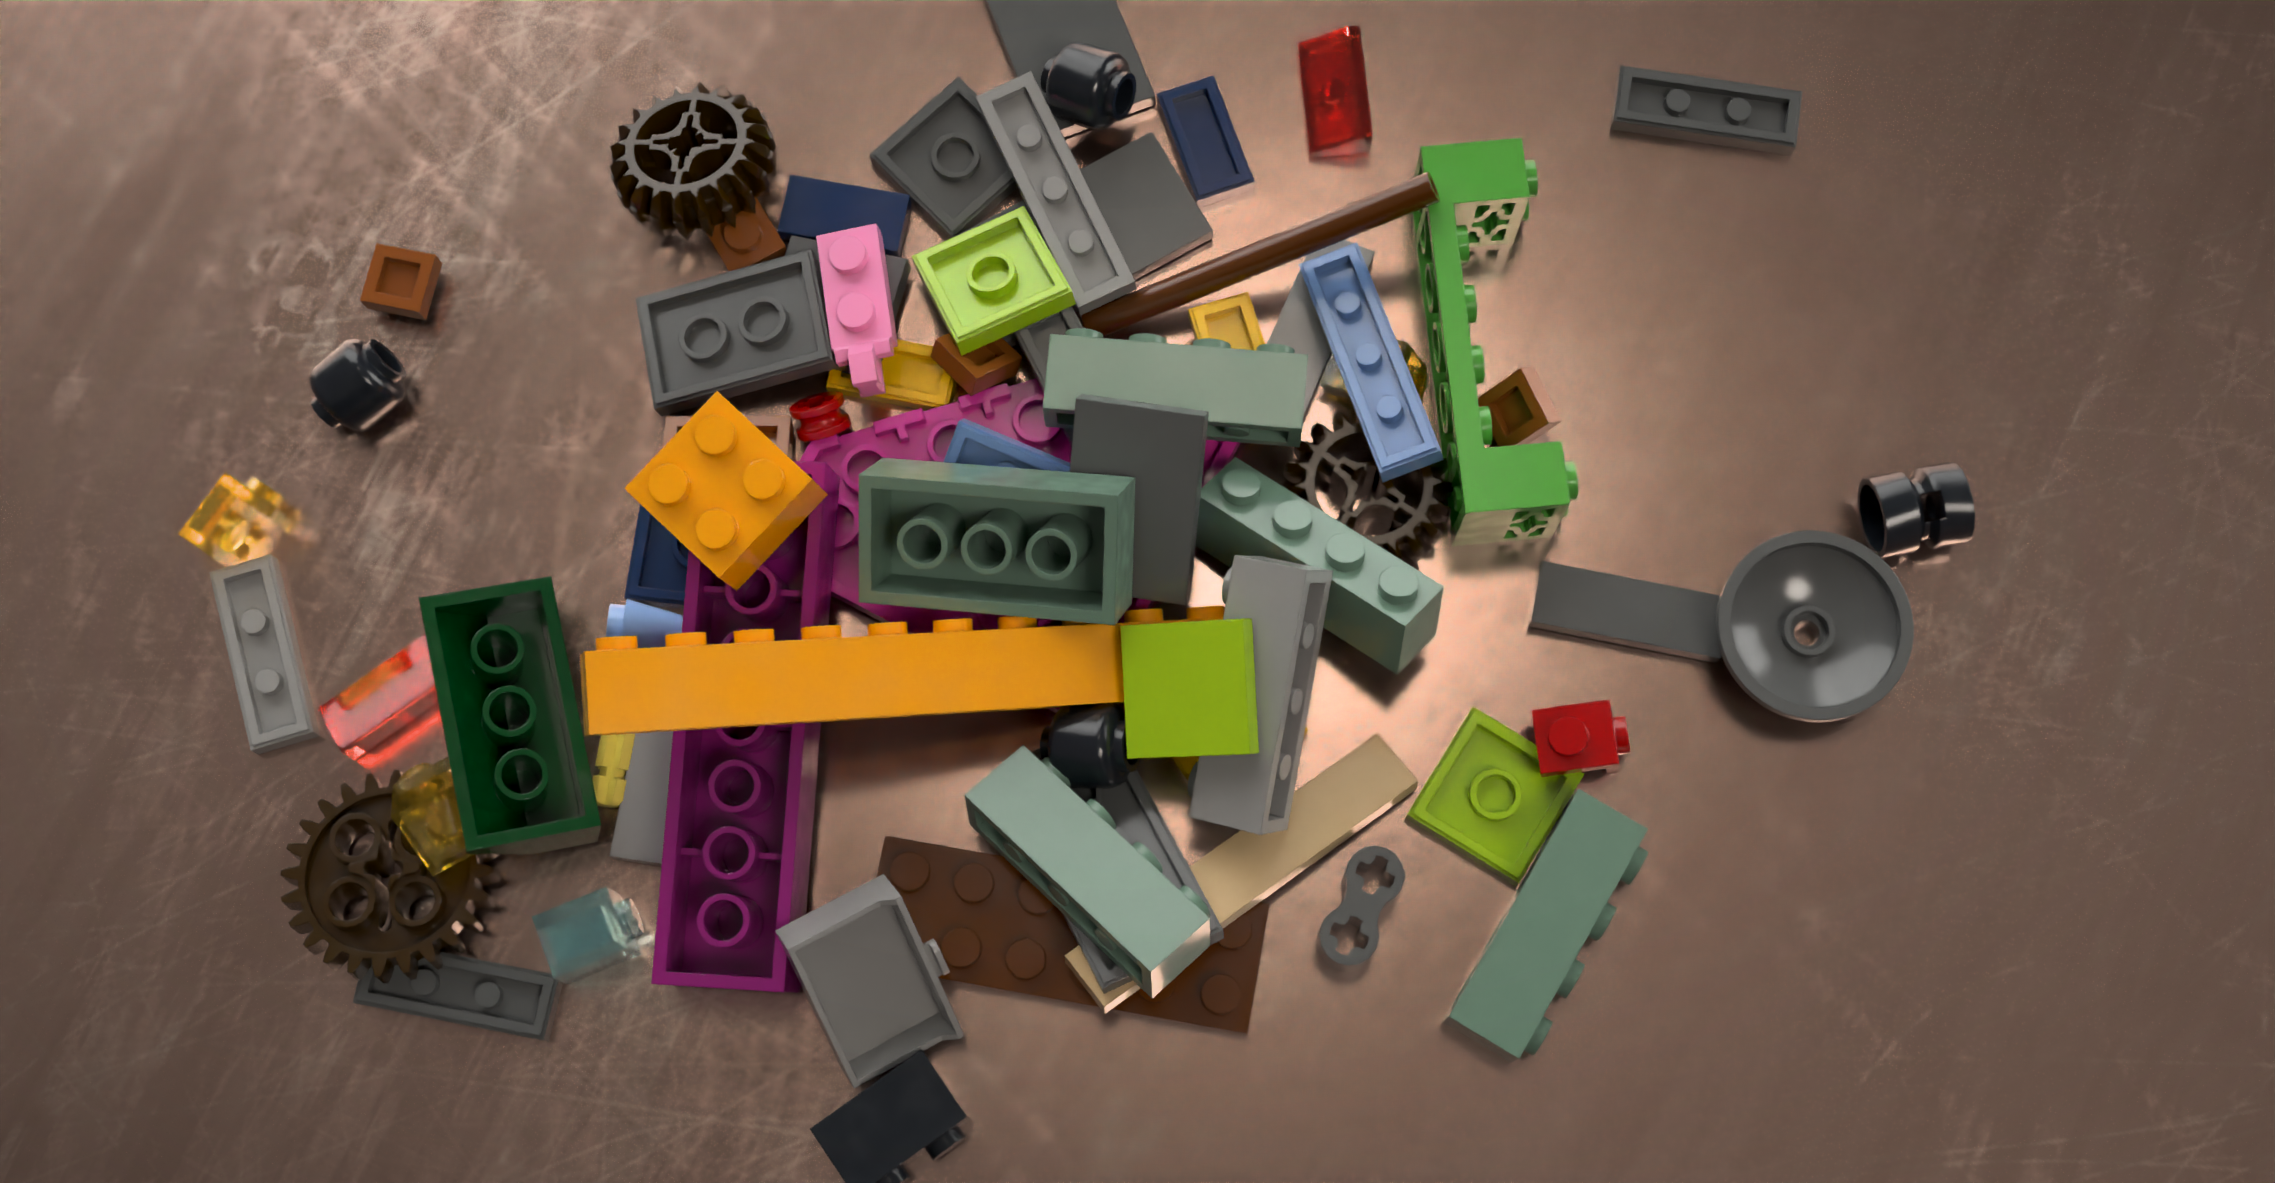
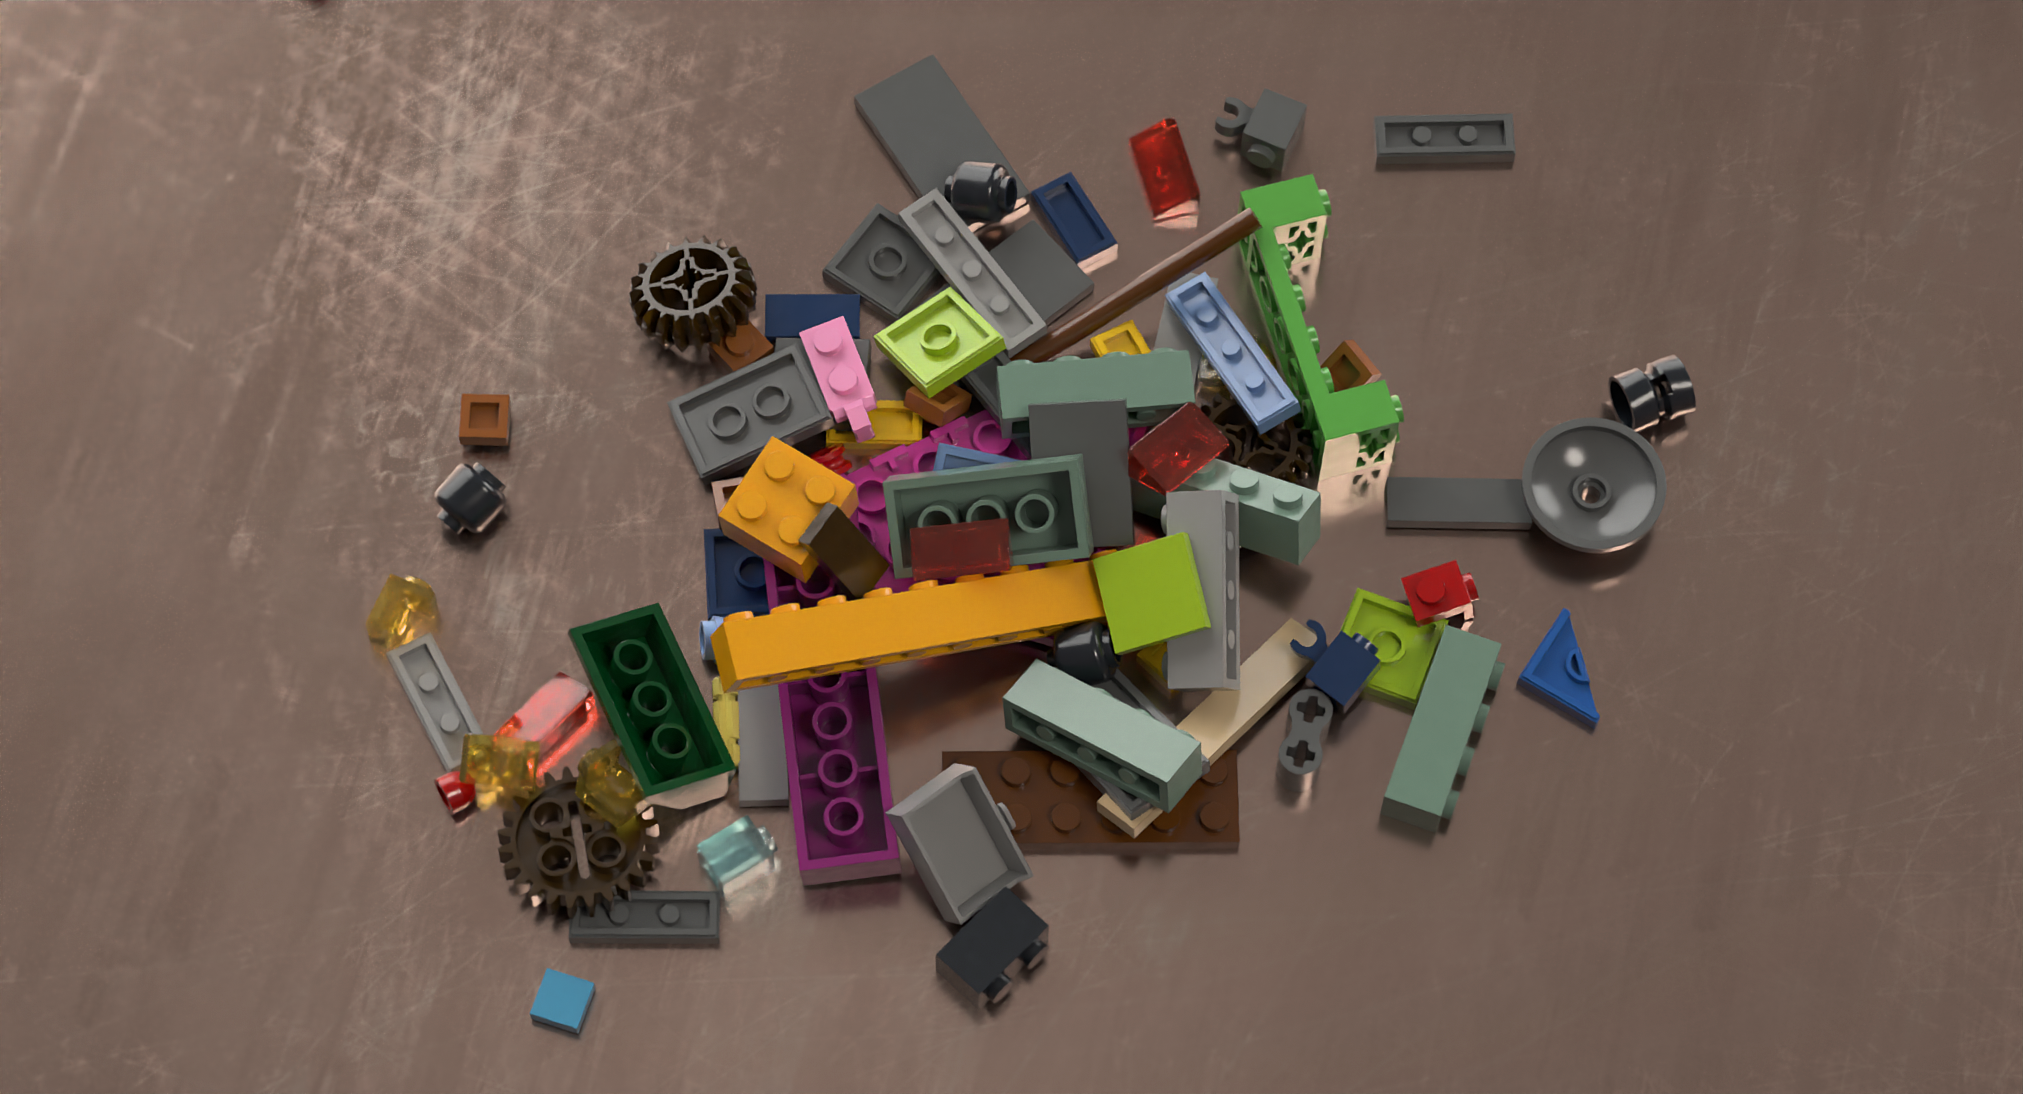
camera: 15 degrees left, 10 degrees down
(253, 775) = (454, 793): none -> red hinge
(306, 747) = (499, 761): none -> clear yellow bracket
(328, 1086) = (562, 1000): none -> dark azure tile
(782, 567) = (843, 552): none -> dark brown tile
(945, 586) = (961, 549): none -> clear red slope
(1262, 492) = (1175, 449): none -> clear red slope
(1425, 824) = (1341, 668): none -> dark blue brick
(1477, 62) = (1267, 130): none -> dark grey brick
(1719, 873) = (1560, 673): none -> blue tile

